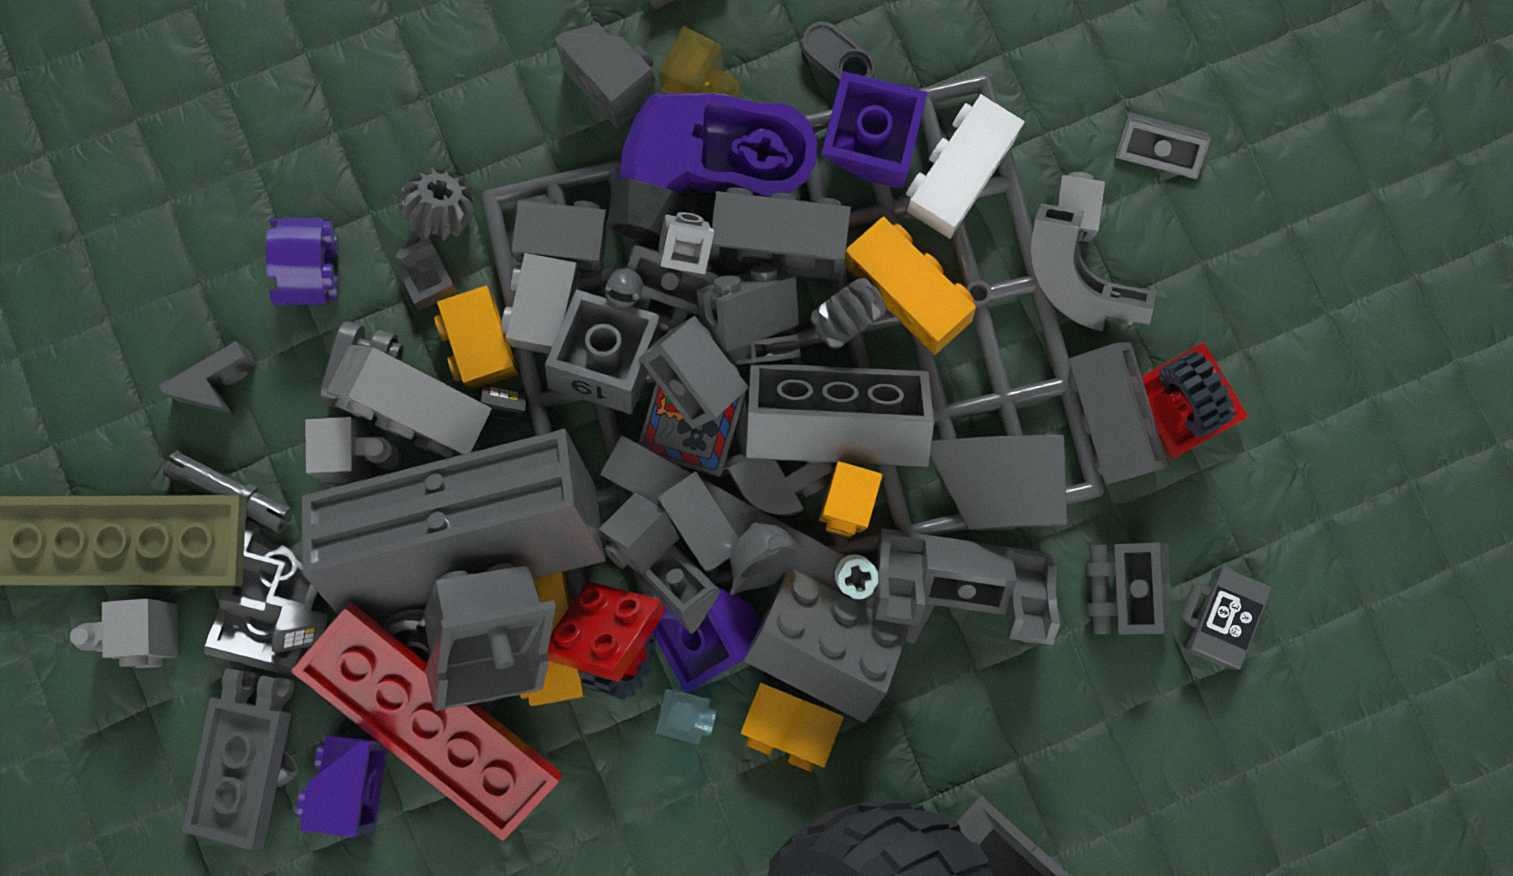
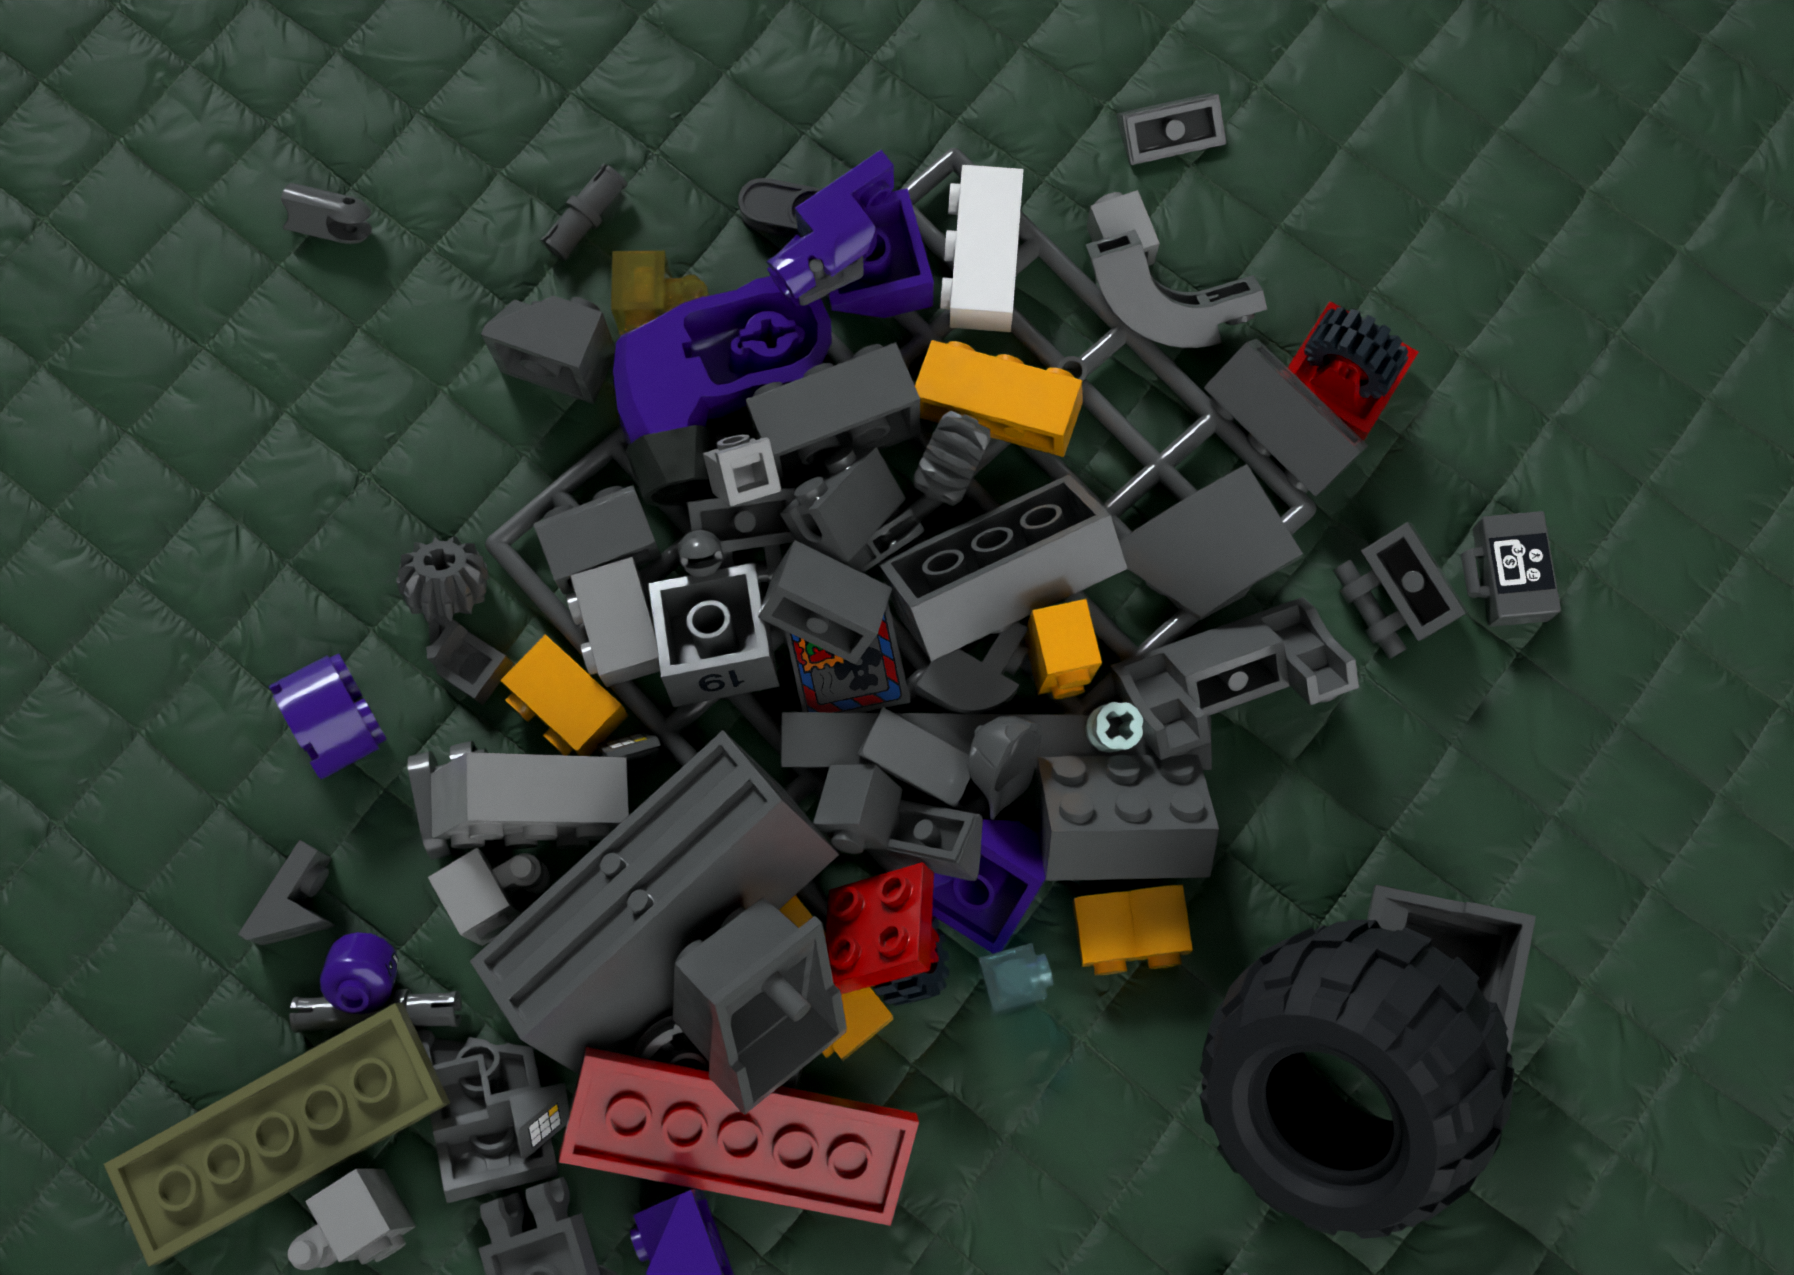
camera: 25 degrees left, 5 degrees down
(230, 457) = (359, 968): none -> dark purple head
(852, 99) = (833, 233): none -> dark purple plate

